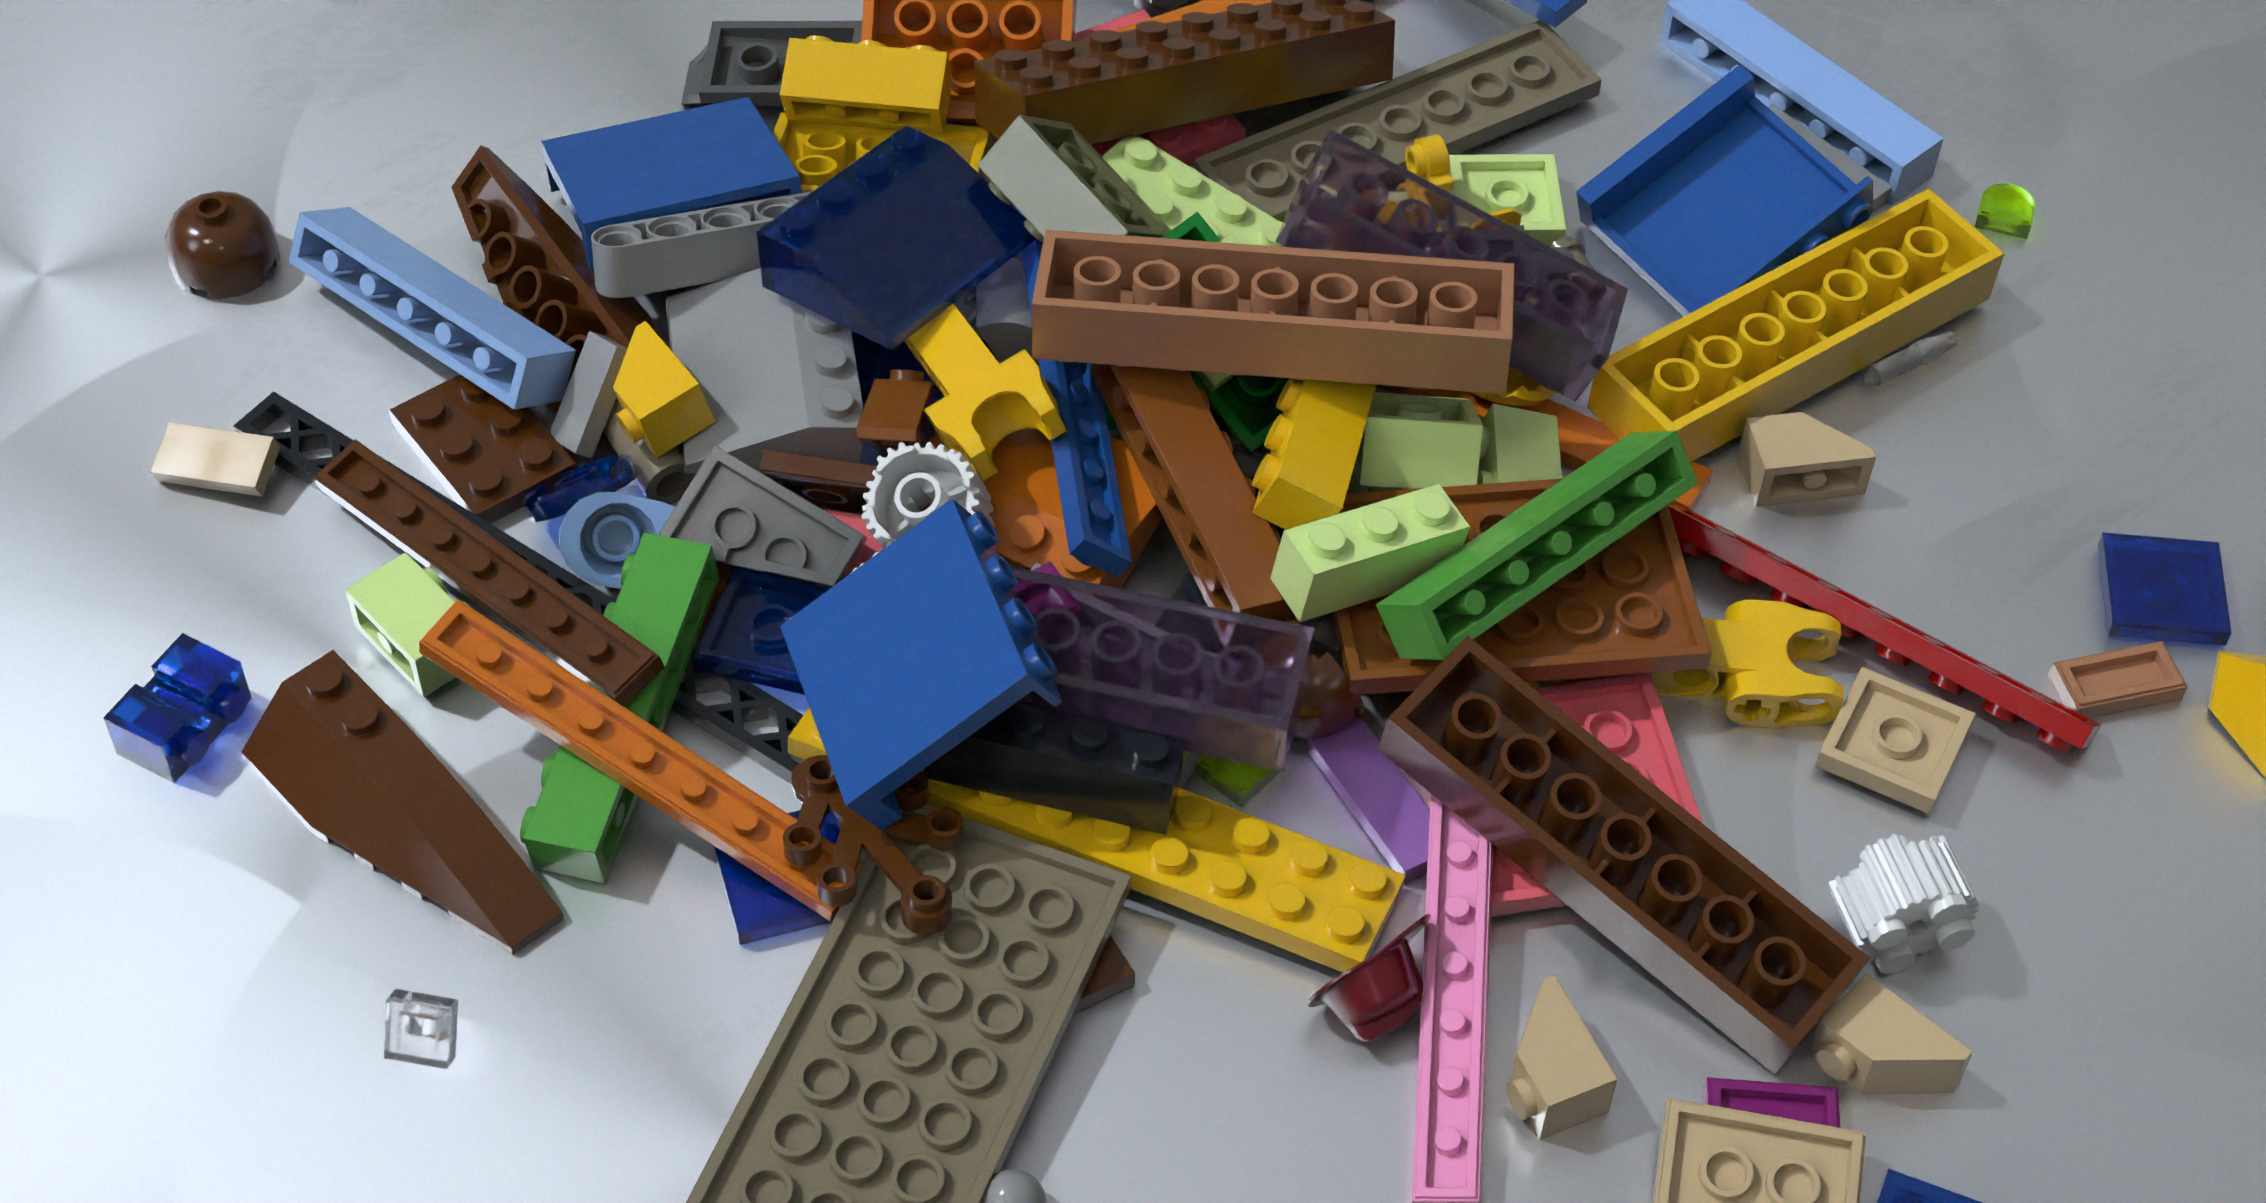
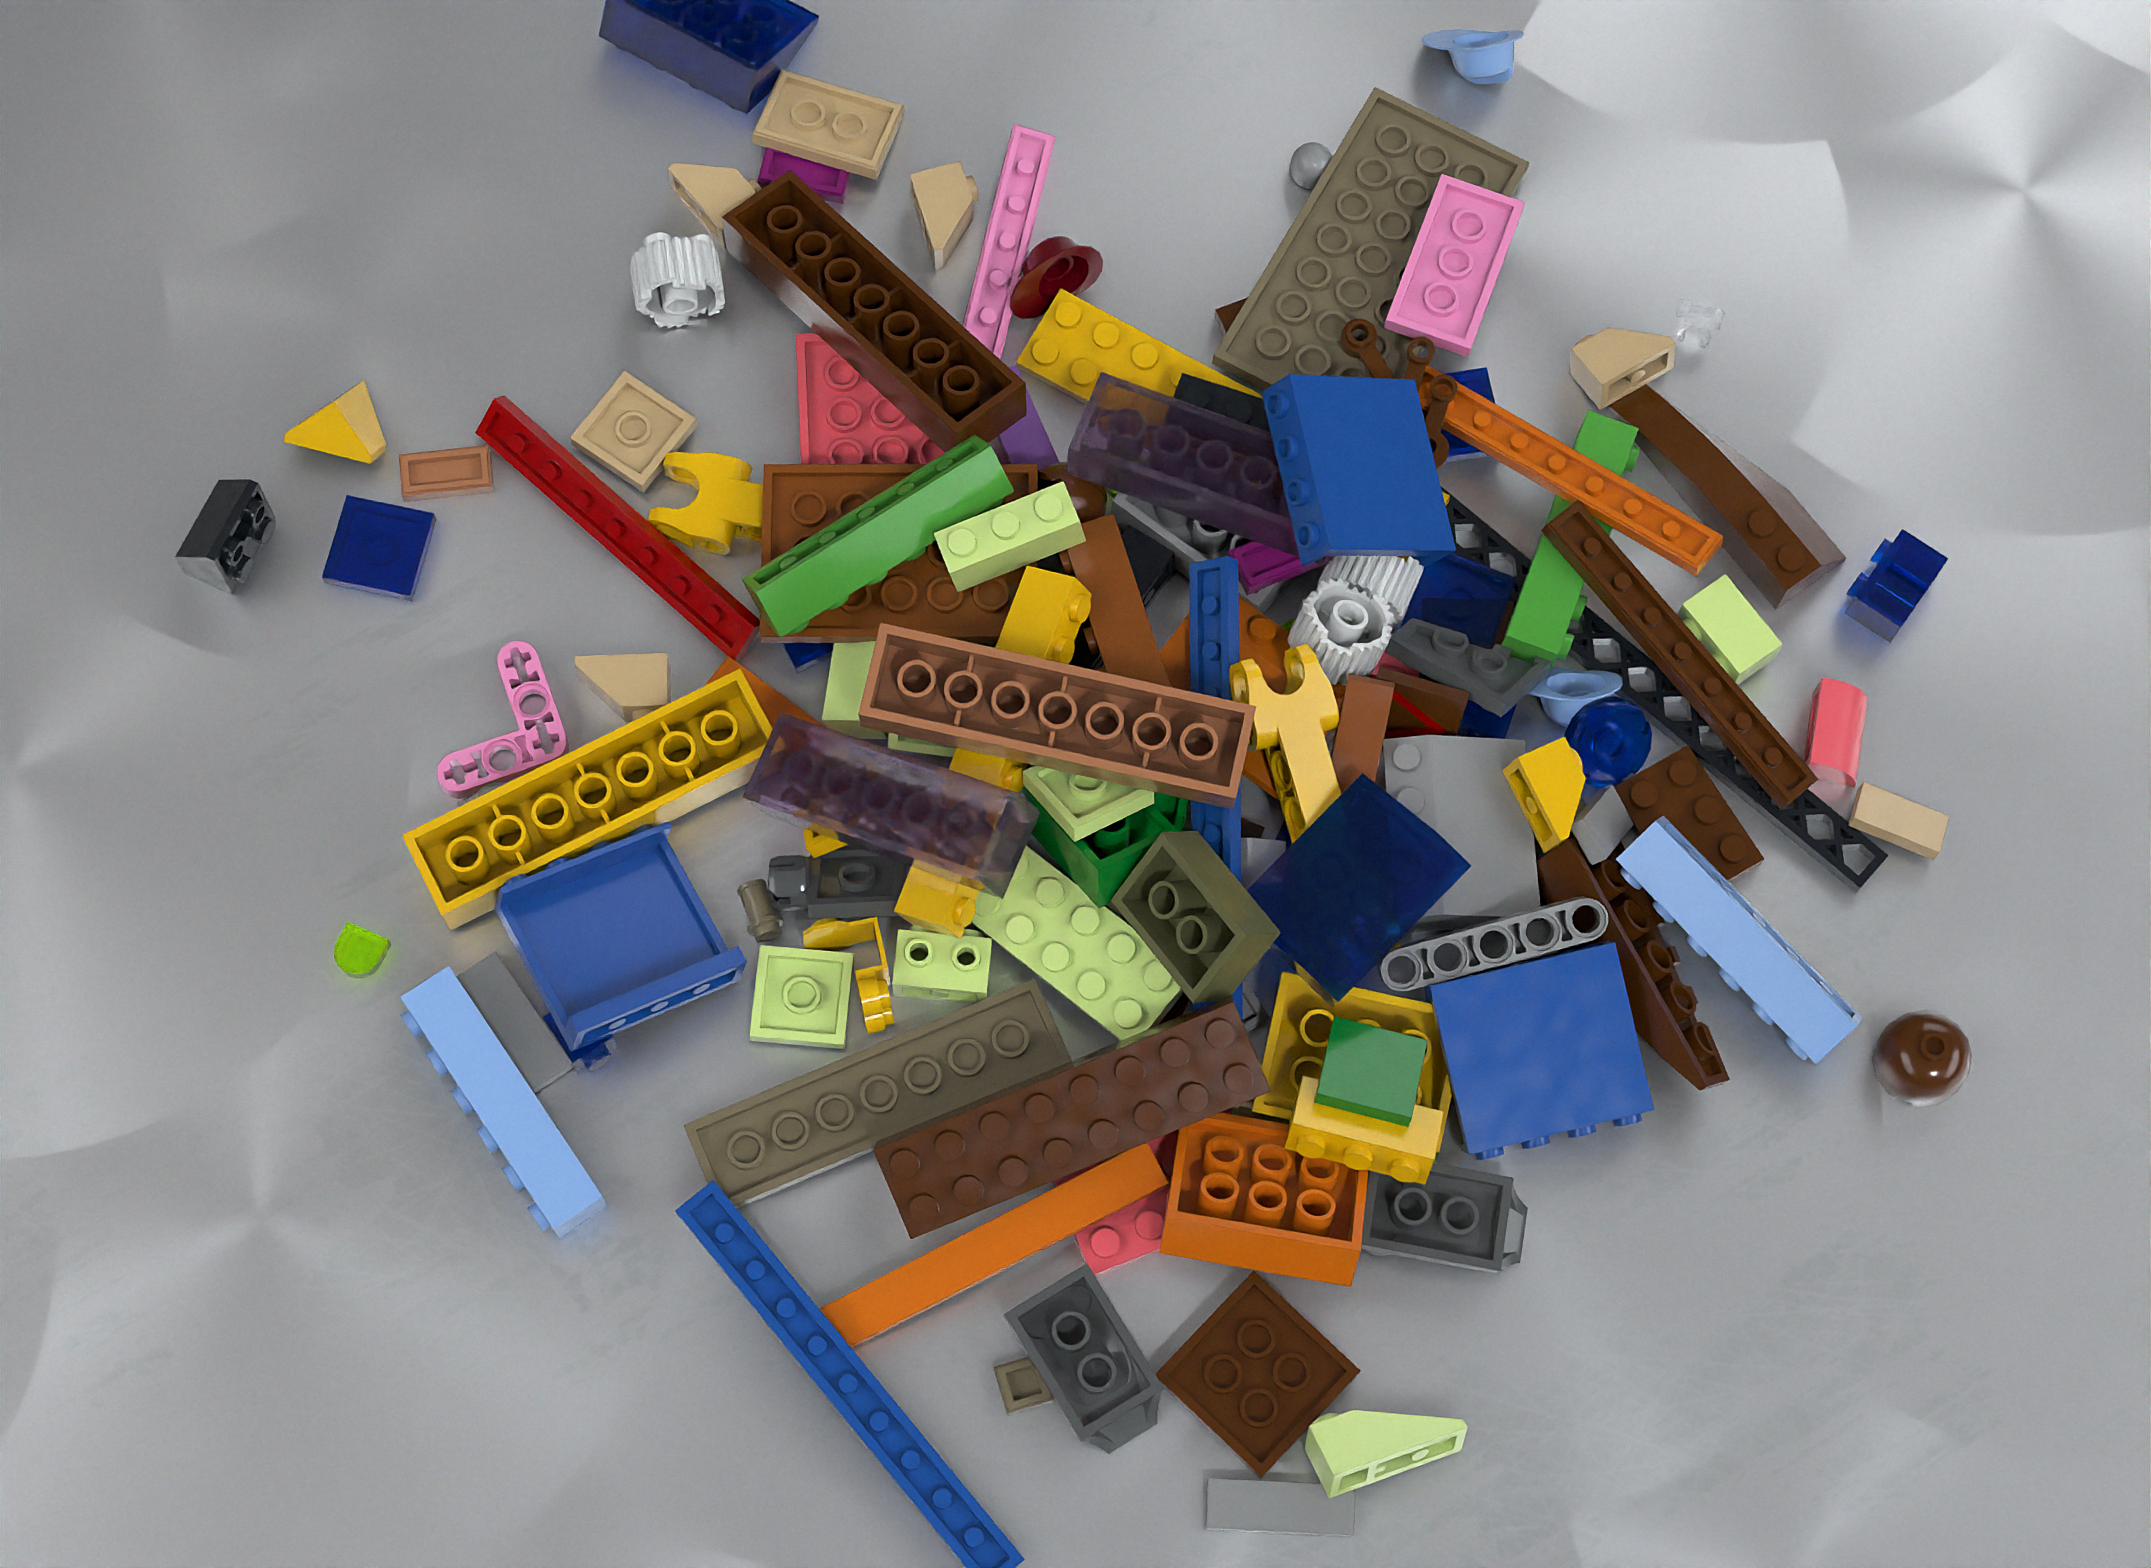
camera: 175 degrees left, 20 degrees up
(286, 543) = (1835, 731): none -> coral brick
(546, 943) = (1619, 362): none -> tan slope
(789, 1024) = (1454, 265): none -> bright pink plate
(857, 109) = (1371, 1071): none -> green tile
(1905, 418) = (520, 742): none -> bright pink beam

